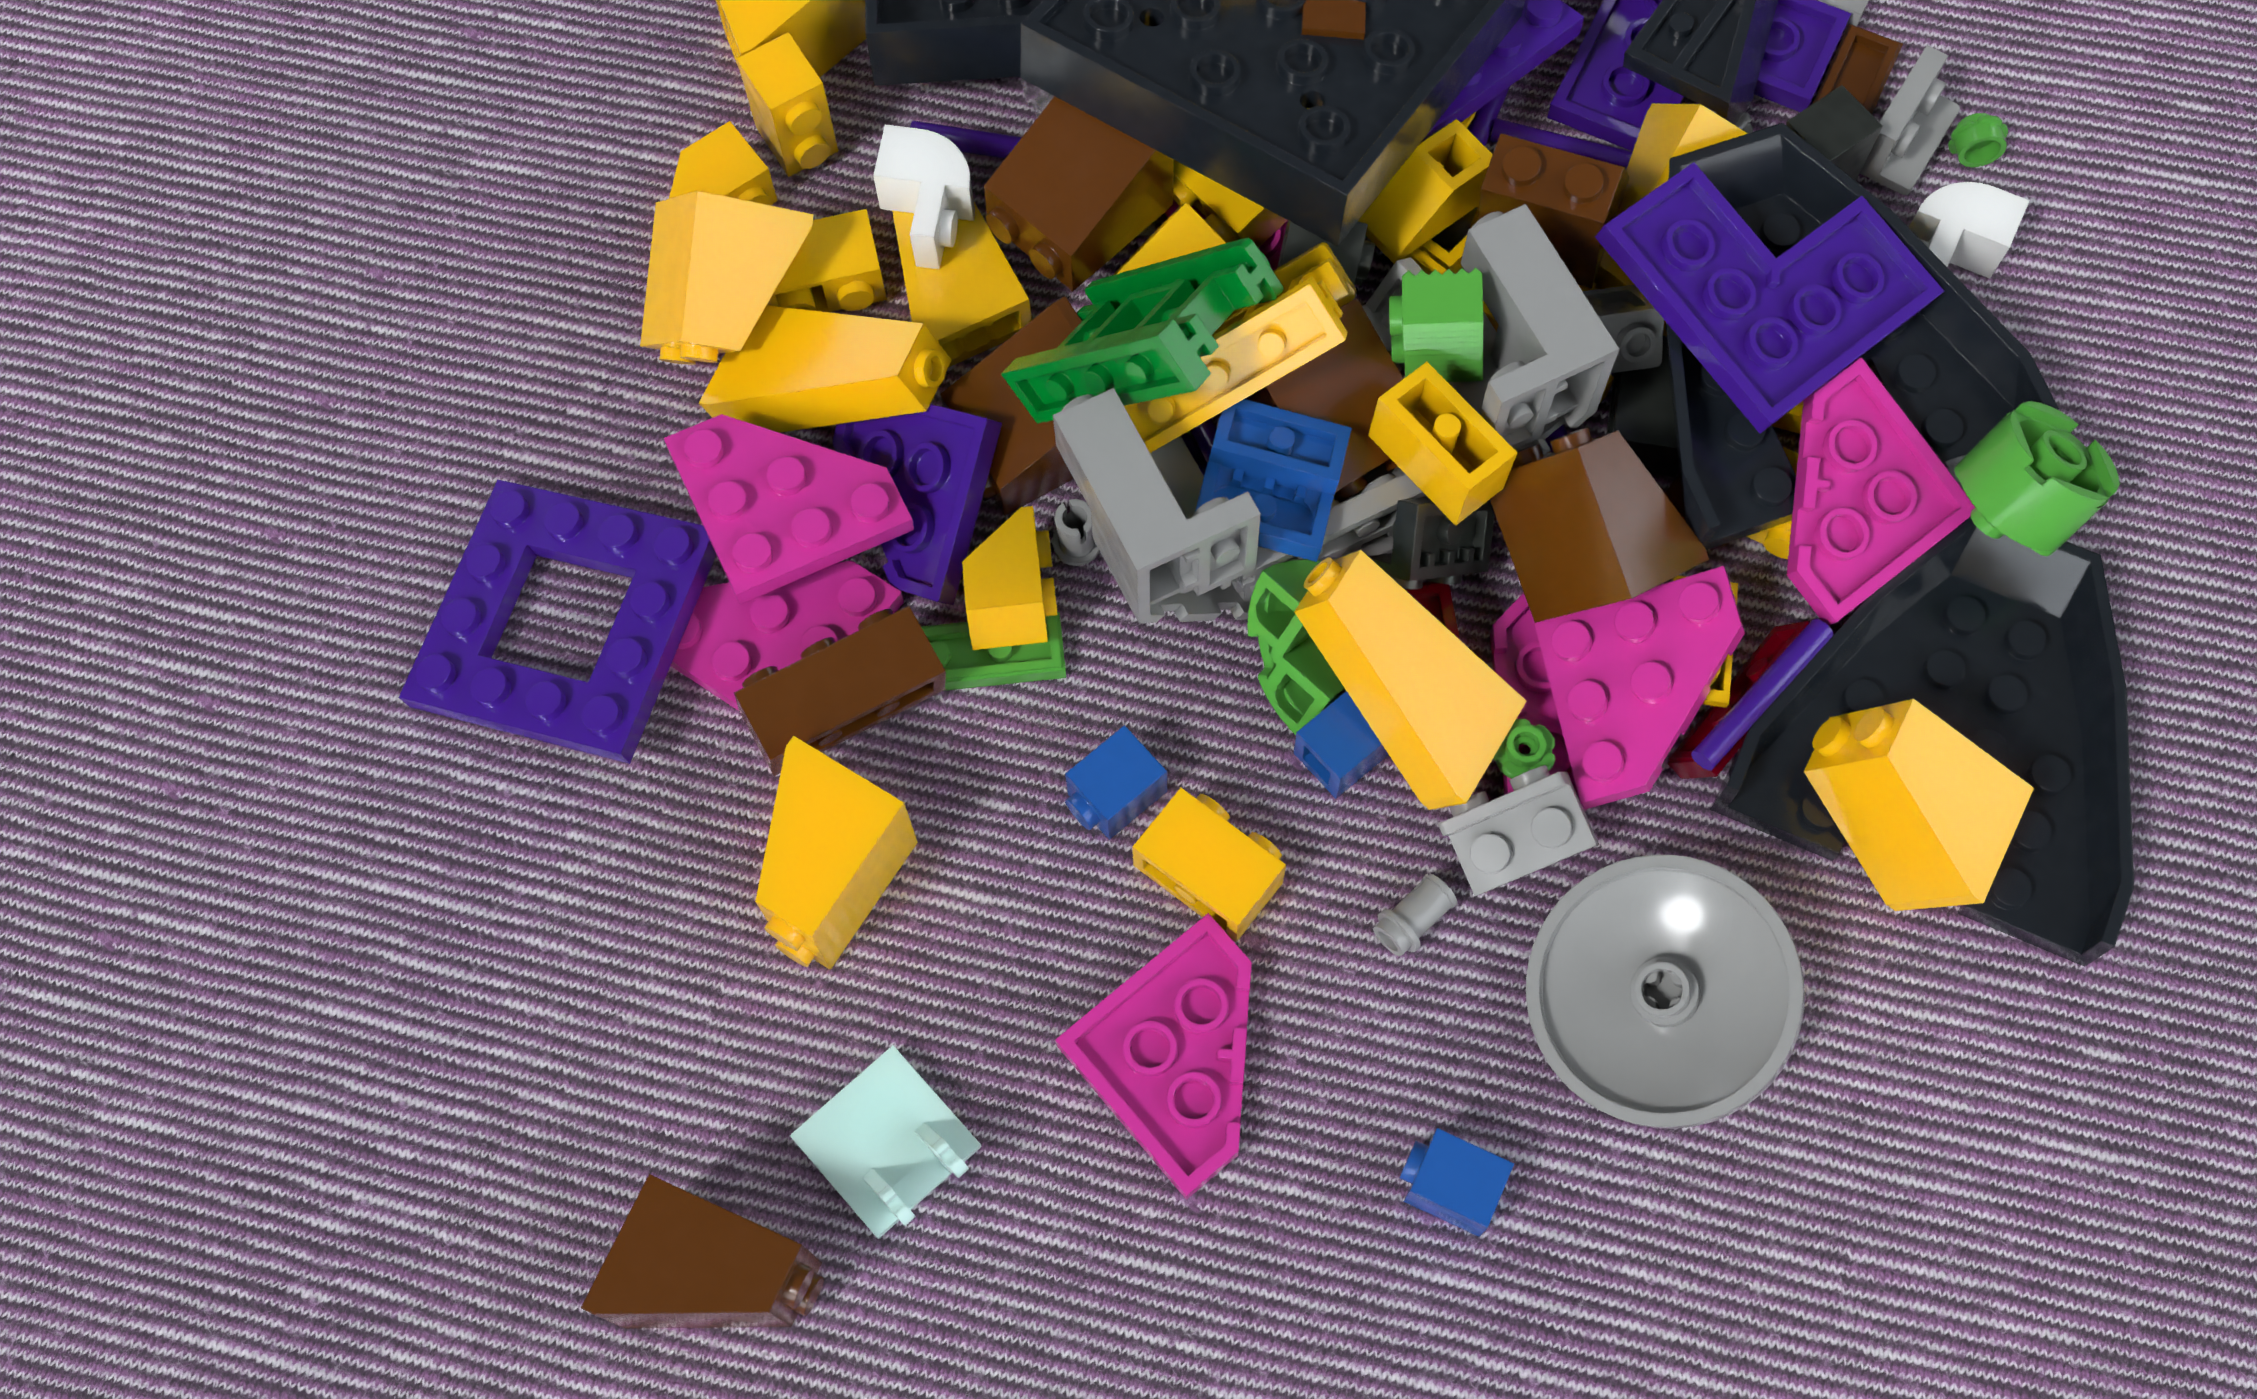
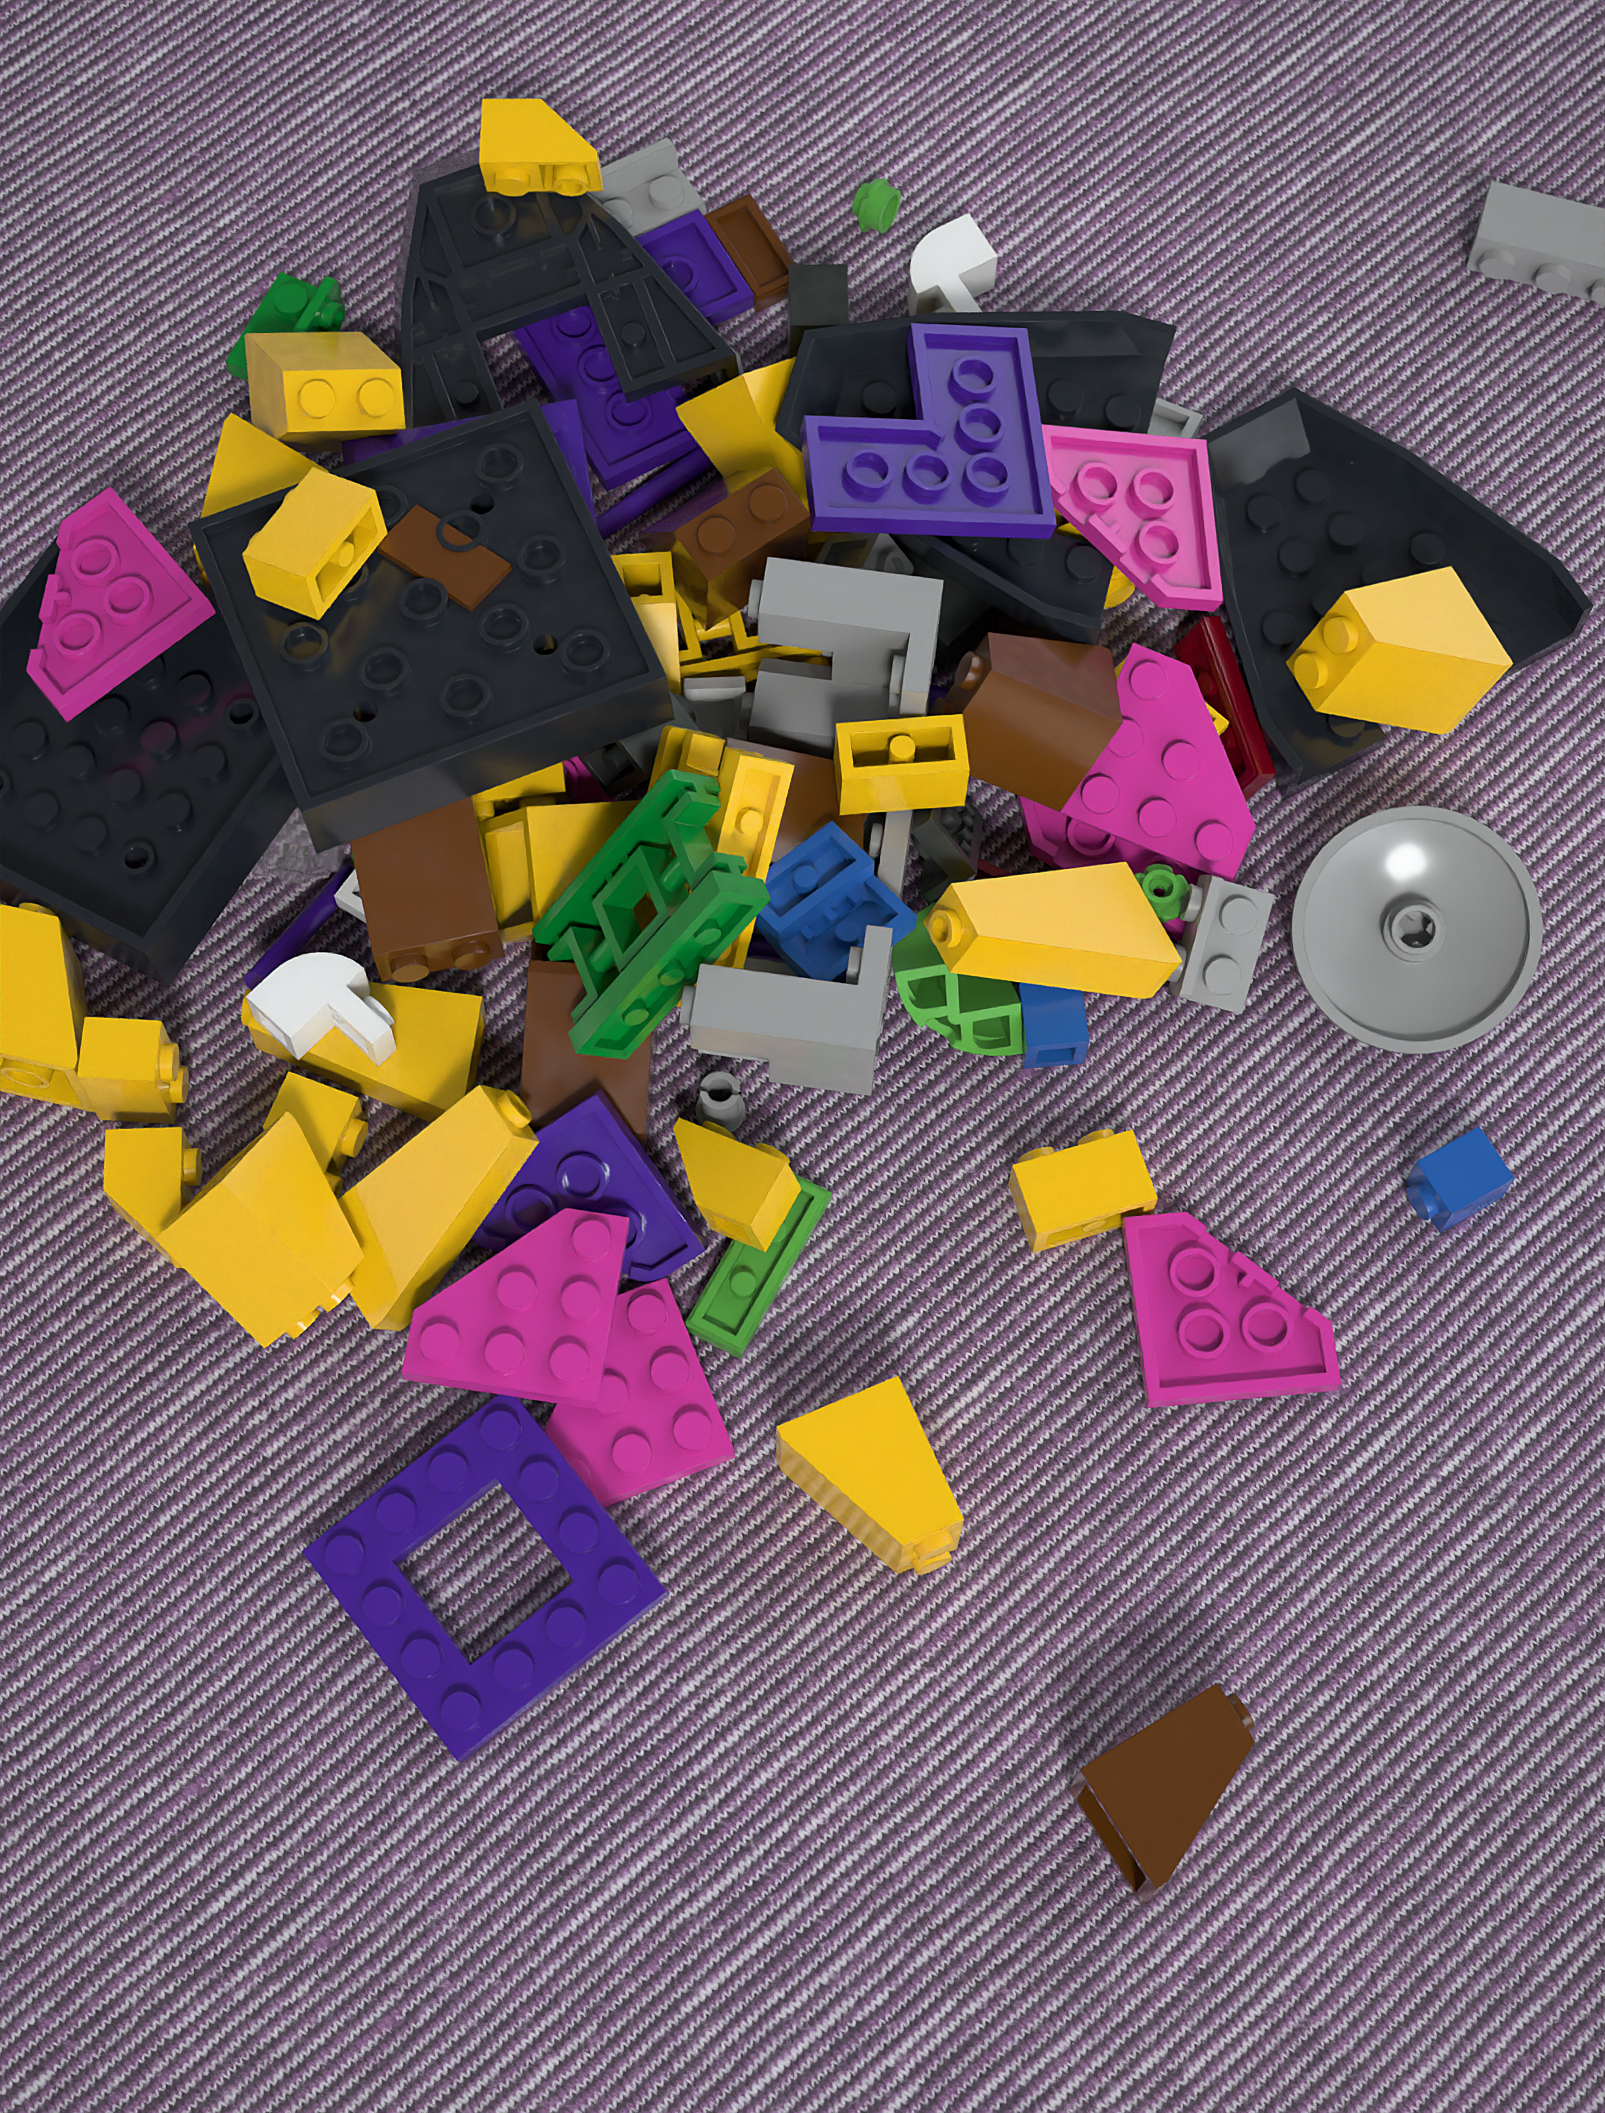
camera: 60 degrees left, 0 degrees up
(841, 686) = (735, 1375): reddish brown brick -> none
(886, 1142) = (1143, 1589): light aqua plate -> none
(1114, 783) = (963, 1217): blue brick -> none
(1414, 915) = (1226, 1067): light grey pin -> none
(1439, 324) = (806, 694): bright green brick -> none
(1762, 694) = (1239, 694): dark purple bar -> none
(1912, 126) = (830, 236): light grey bracket -> none
(2036, 478) = (1219, 383): bright green brick -> none

